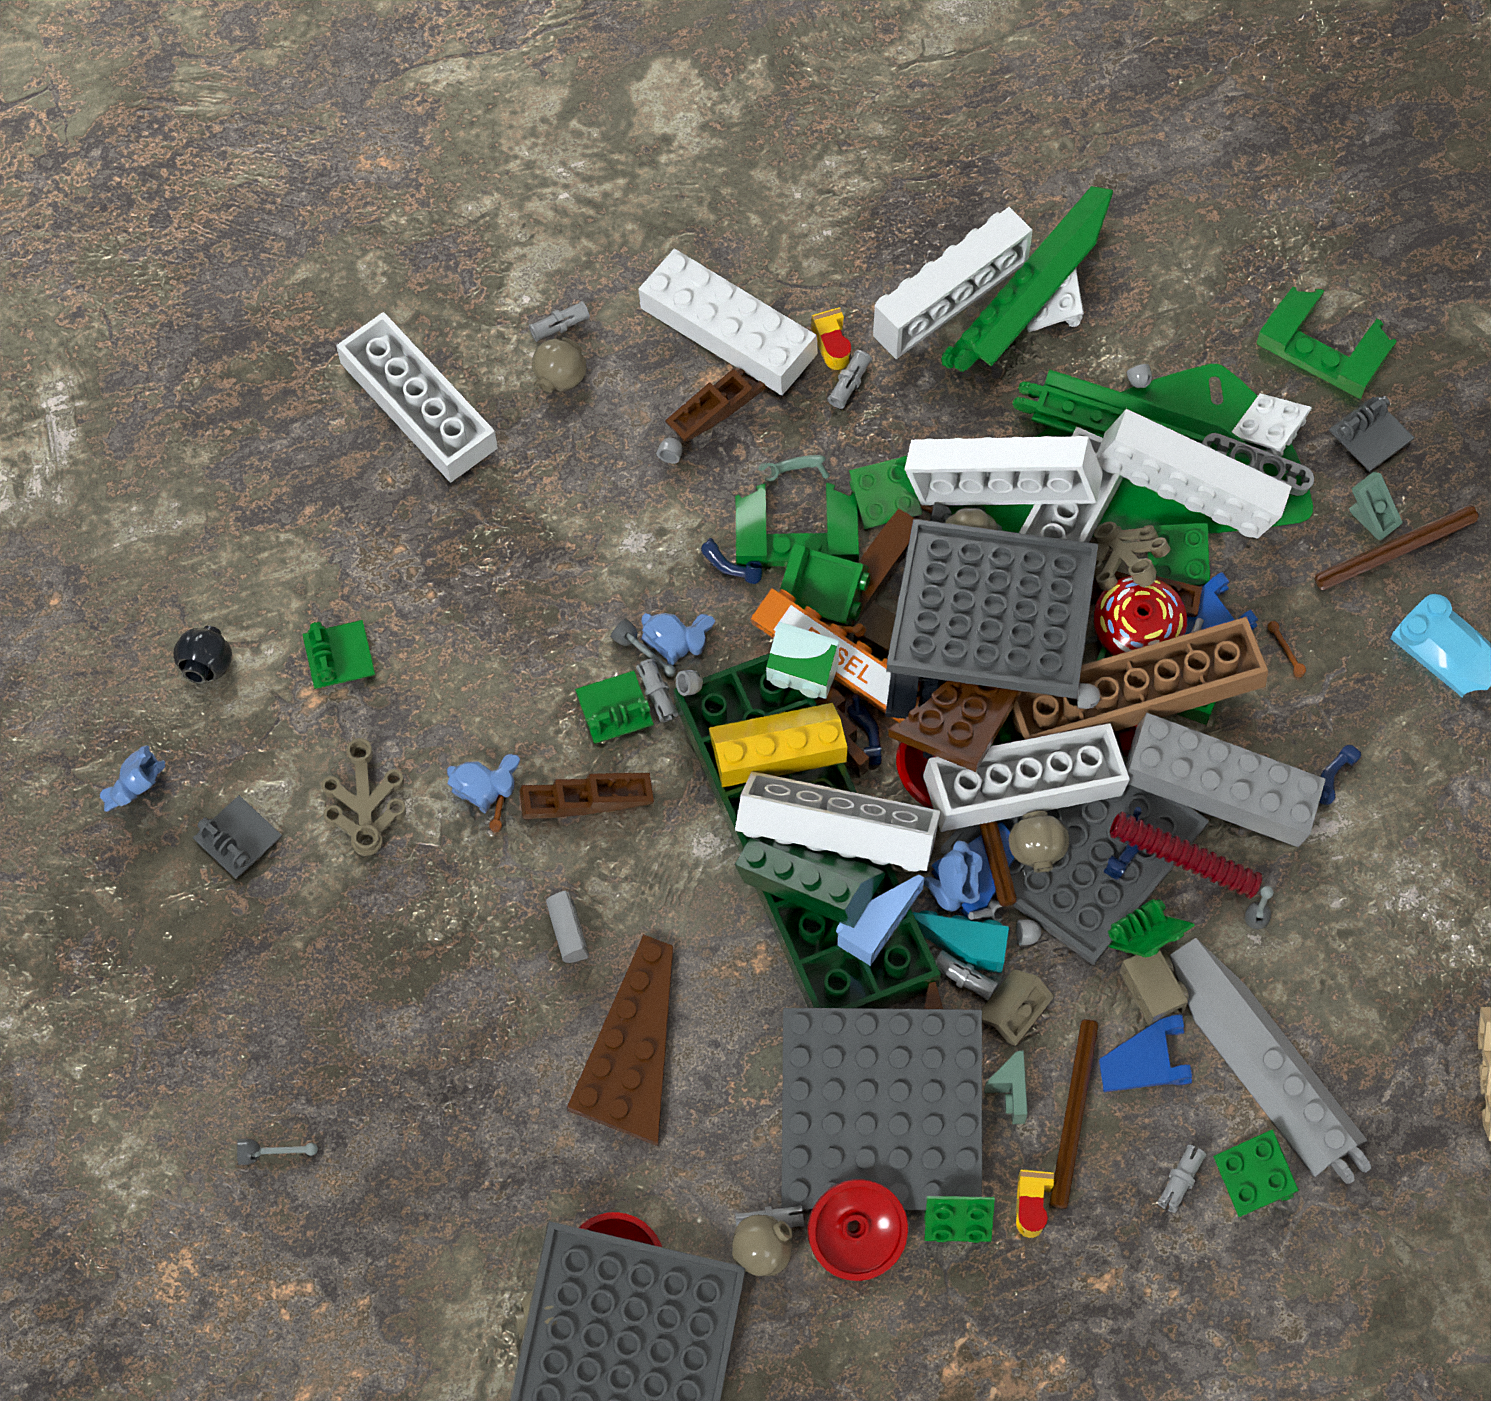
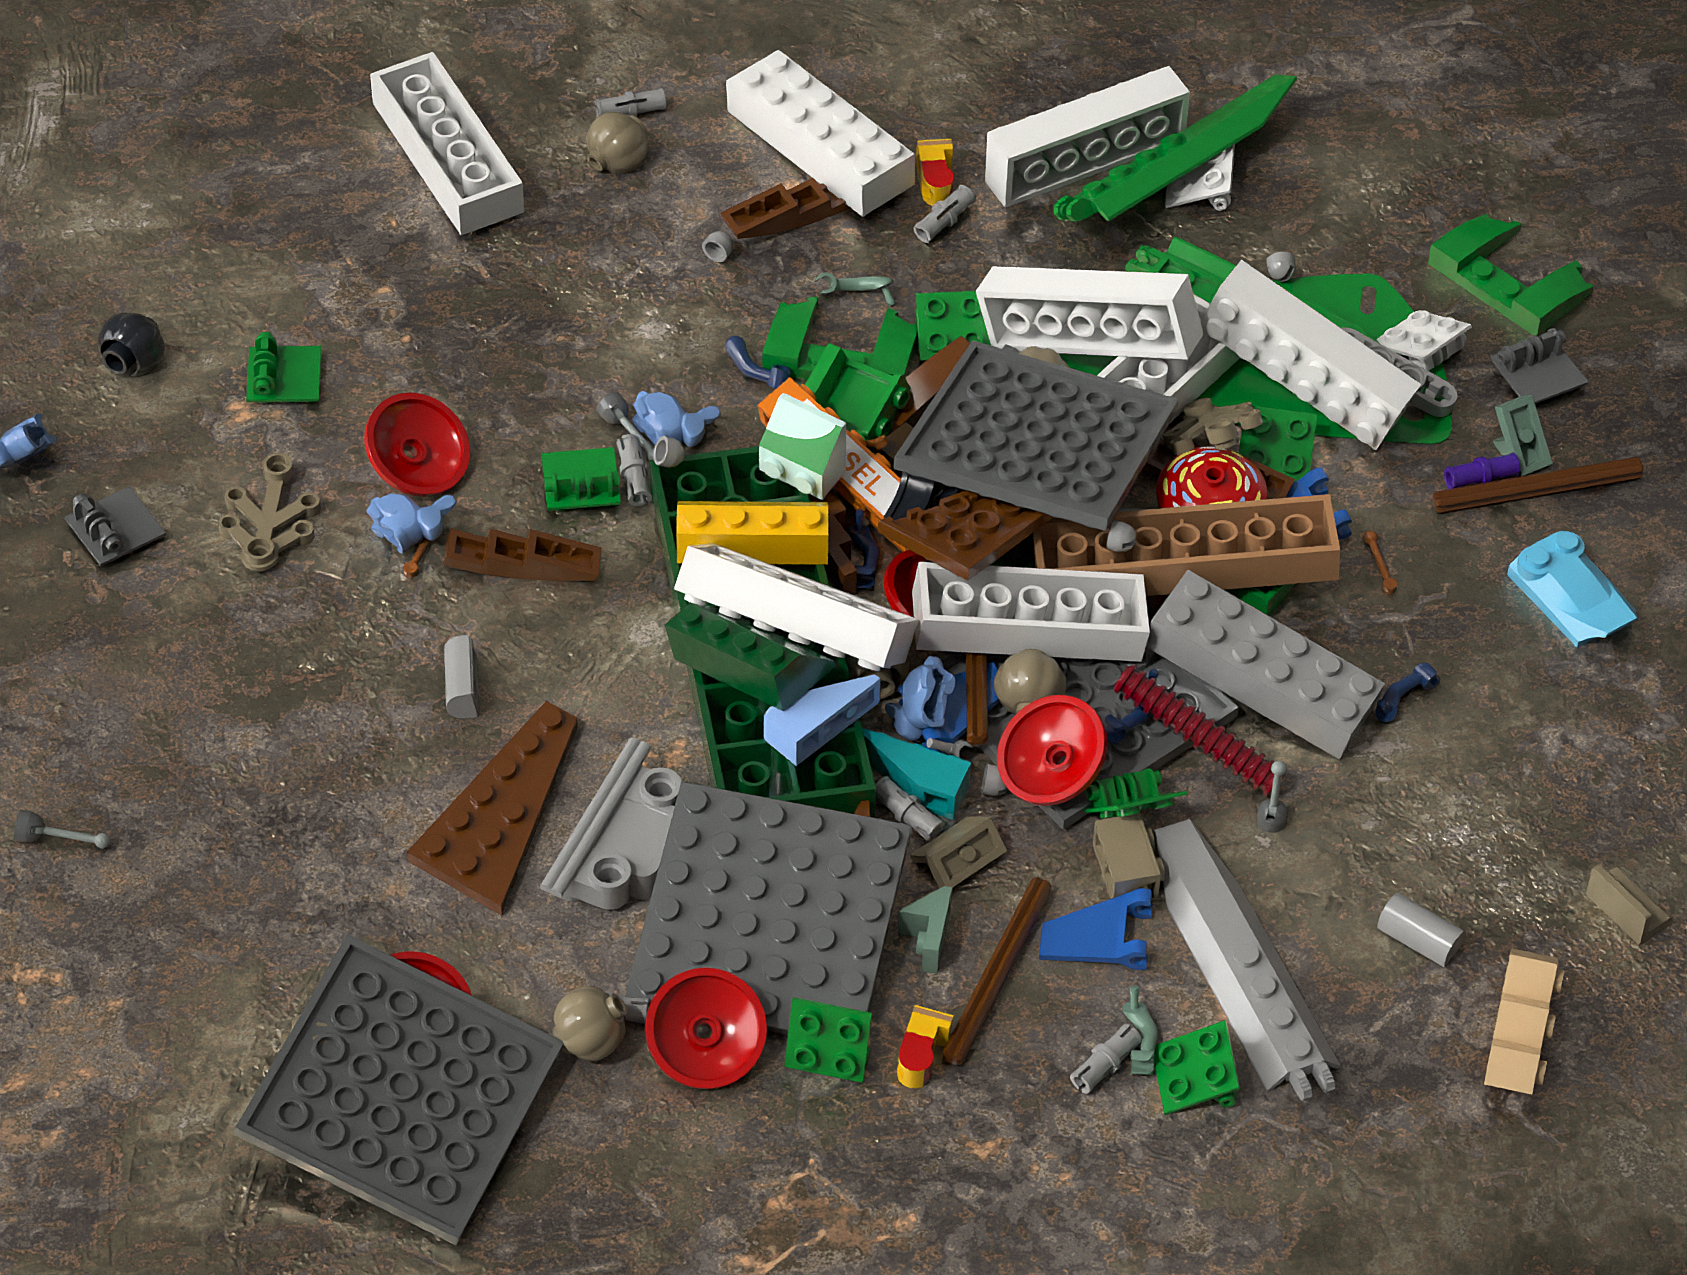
camera: 10 degrees right, 15 degrees down
(485, 699) = (425, 430): none -> red dish
(741, 1056) = (619, 835): none -> light grey brick
(1055, 903) = (1040, 738): none -> red dish
(1198, 1131) = (1138, 1014): none -> sand green piece
(1349, 545) = (1482, 470): none -> dark purple pin
(1403, 1000) = (1421, 929): none -> light grey brick

